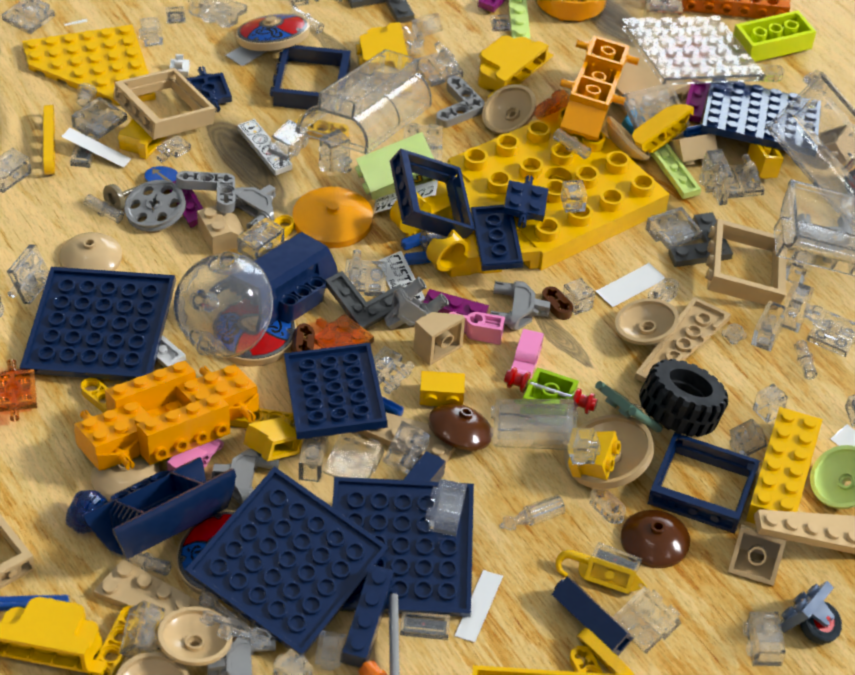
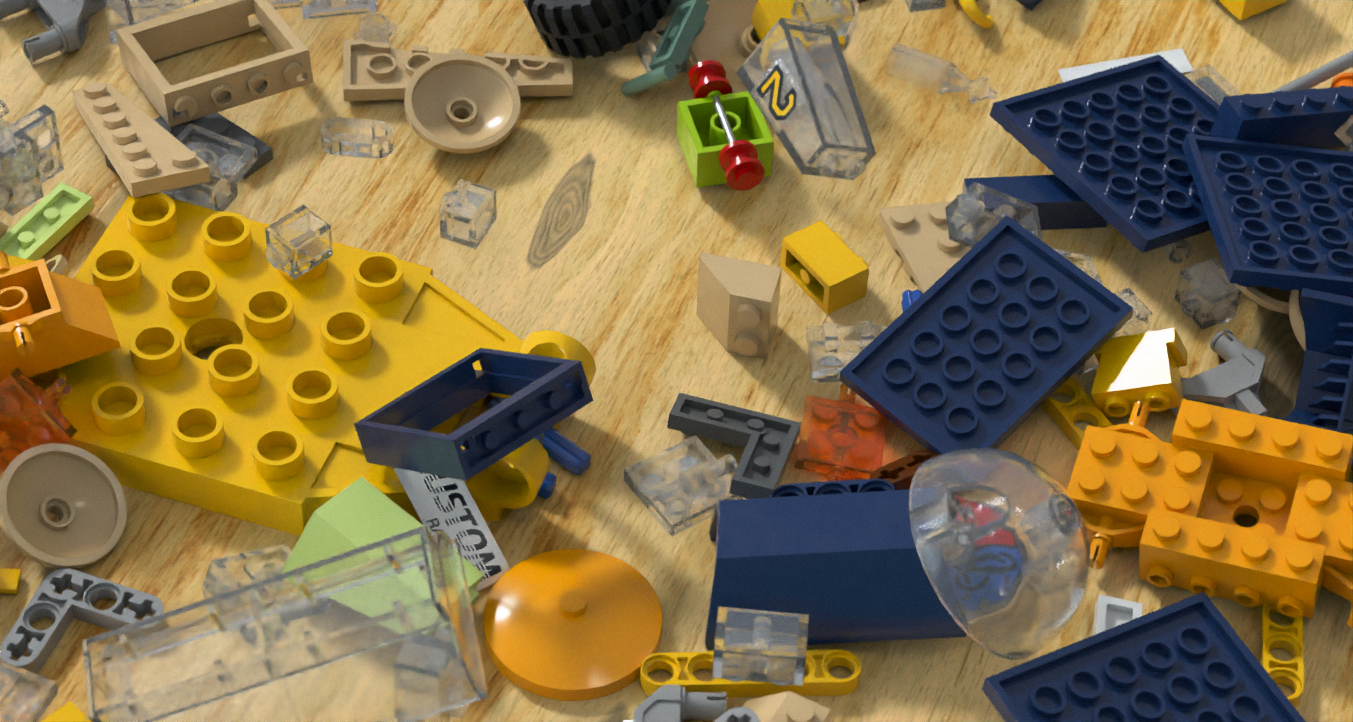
camera: 125 degrees left, 0 degrees up
(399, 272) = (634, 440): white sticker -> none
(408, 308) = (714, 372): light grey connector -> none
(447, 507) = (1067, 99): clear brick -> none
(457, 304) = (628, 352): magenta plate -> none
(460, 426) = (877, 208): reddish brown dish -> none
(484, 327) = (650, 289): bright pink piece -> none
(496, 238) = (475, 314): dark blue tile -> none
(524, 304) = (557, 264): light grey connector -> none
(525, 201) = (352, 311): dark blue plate -> none
(528, 351) = (653, 213): bright pink piece -> none
(560, 301) = (506, 242): reddish brown beam -> none
(571, 143) = (142, 320): clear pin -> none
(630, 285) = (365, 188): white sticker -> none
(673, 196) = (135, 144): none -> tan wing

